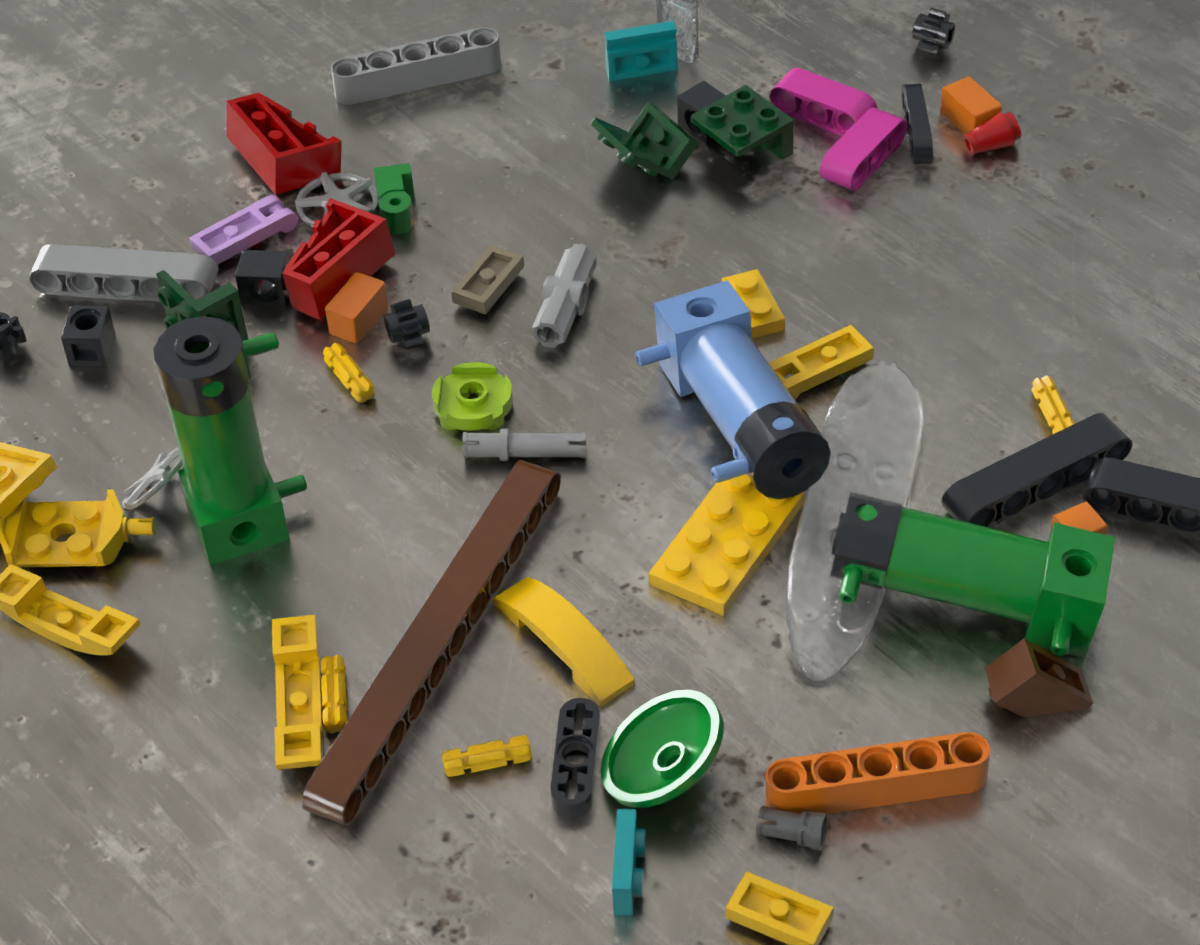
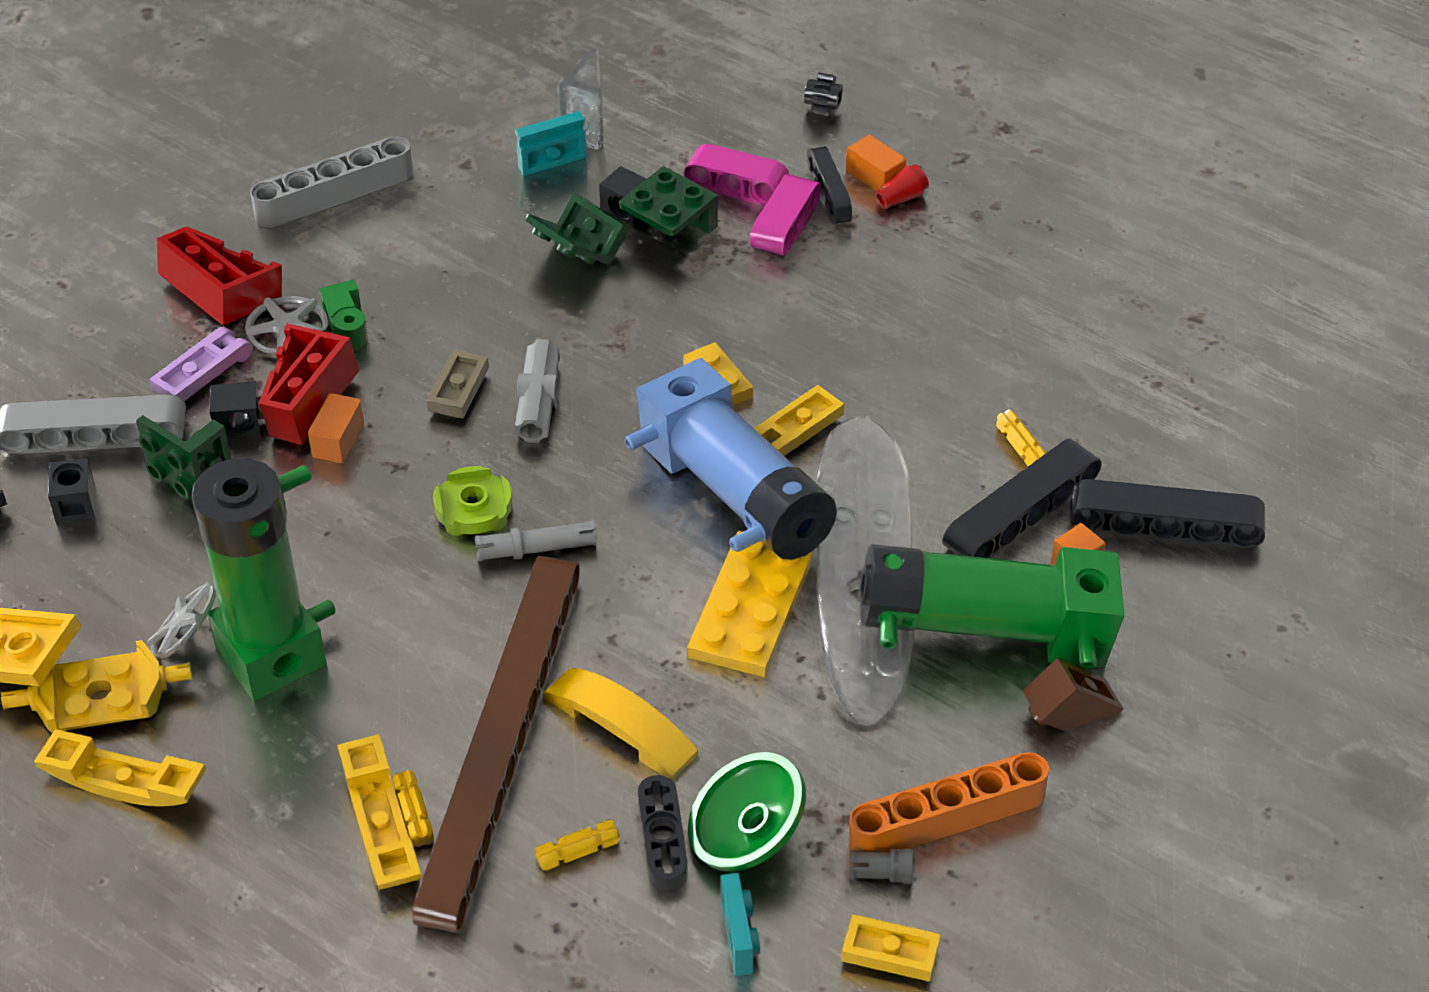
camera: 15 degrees left, 0 degrees up
(349, 373) = (344, 493): yellow axle -> none
(406, 323) = (391, 437): black gear -> none

